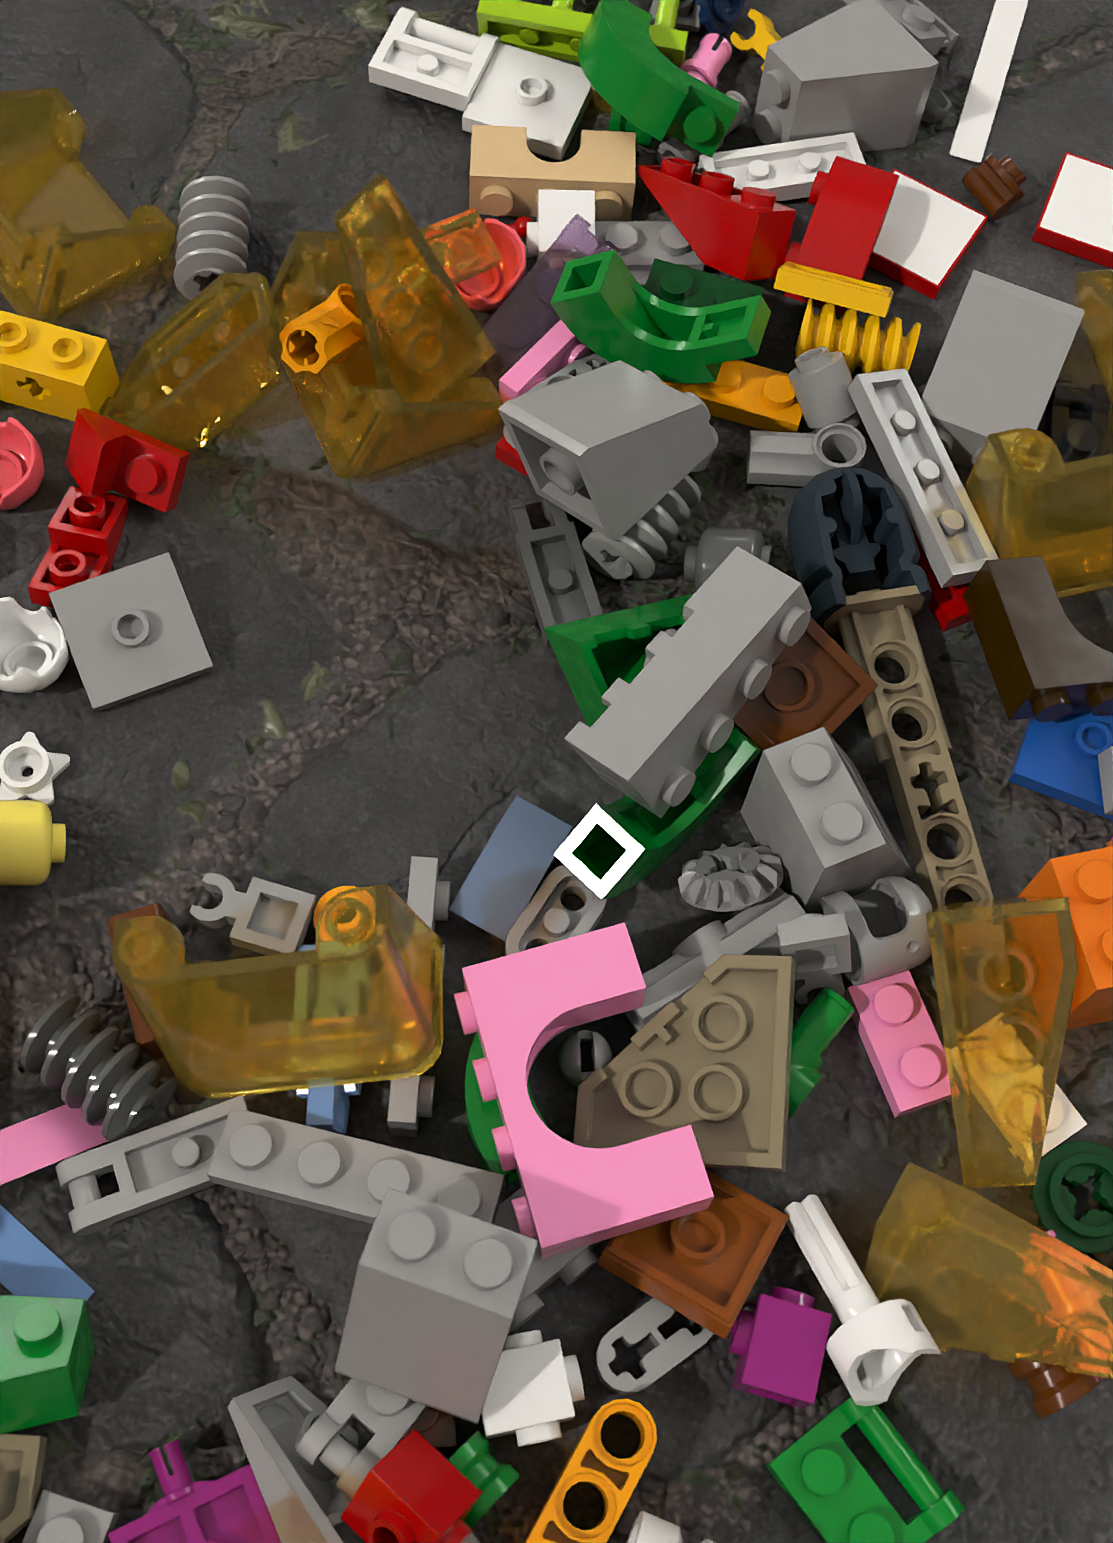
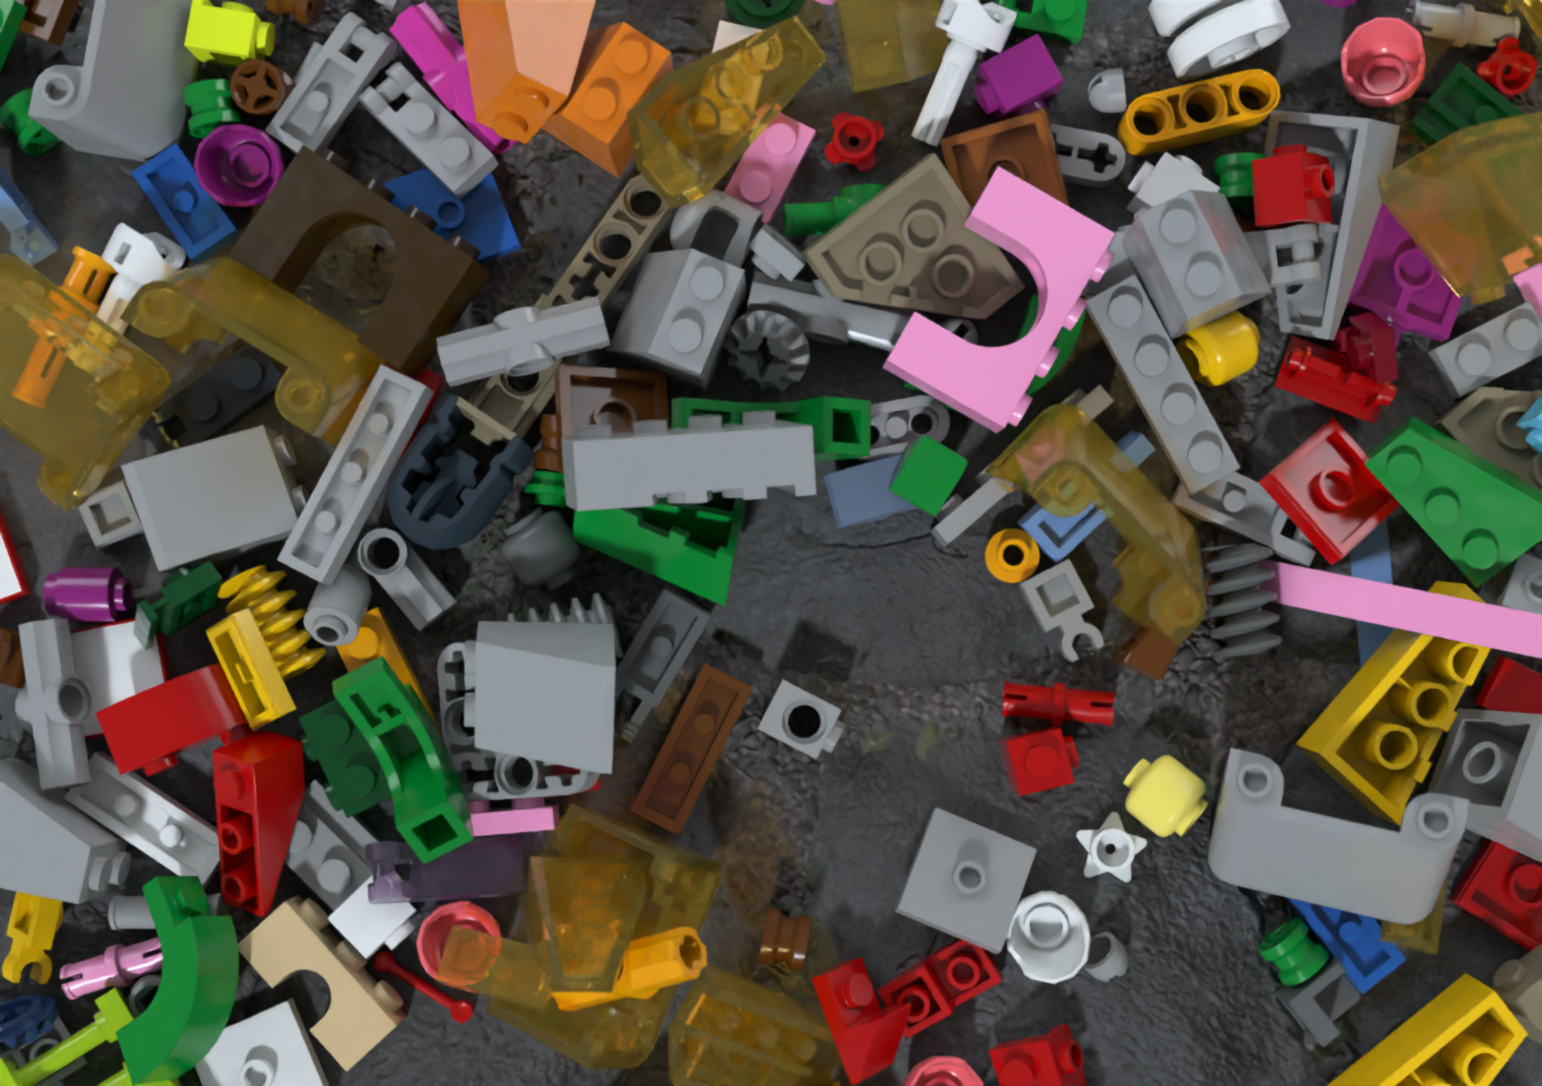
camera: 125 degrees left, 20 degrees up
(100, 1246) = (1330, 491): none -> red tile
(159, 768) = (1039, 760): none -> red brick
(185, 835) = (1057, 703): none -> red pin
(185, 1423) = (1368, 347): none -> dark red plate
(190, 1378) = (1331, 381): none -> red hinge
(240, 469) = (785, 939): none -> reddish brown wheel
(324, 1284) = (1220, 349): none -> yellow head
(397, 605) = (776, 720): none -> light grey brick
(457, 538) = (691, 749): none -> reddish brown plate
(487, 895) = (927, 474): none -> green slope
(688, 1440) = (1108, 91): none -> light grey hinge
(862, 1121) = (857, 127): none -> red plate
(923, 679) = (523, 341): none -> light grey piece
(937, 283) = (185, 598): none -> dark green plate
(962, 182) = (54, 704): none -> light grey piece
(1000, 252) = (87, 594): none -> magenta brick

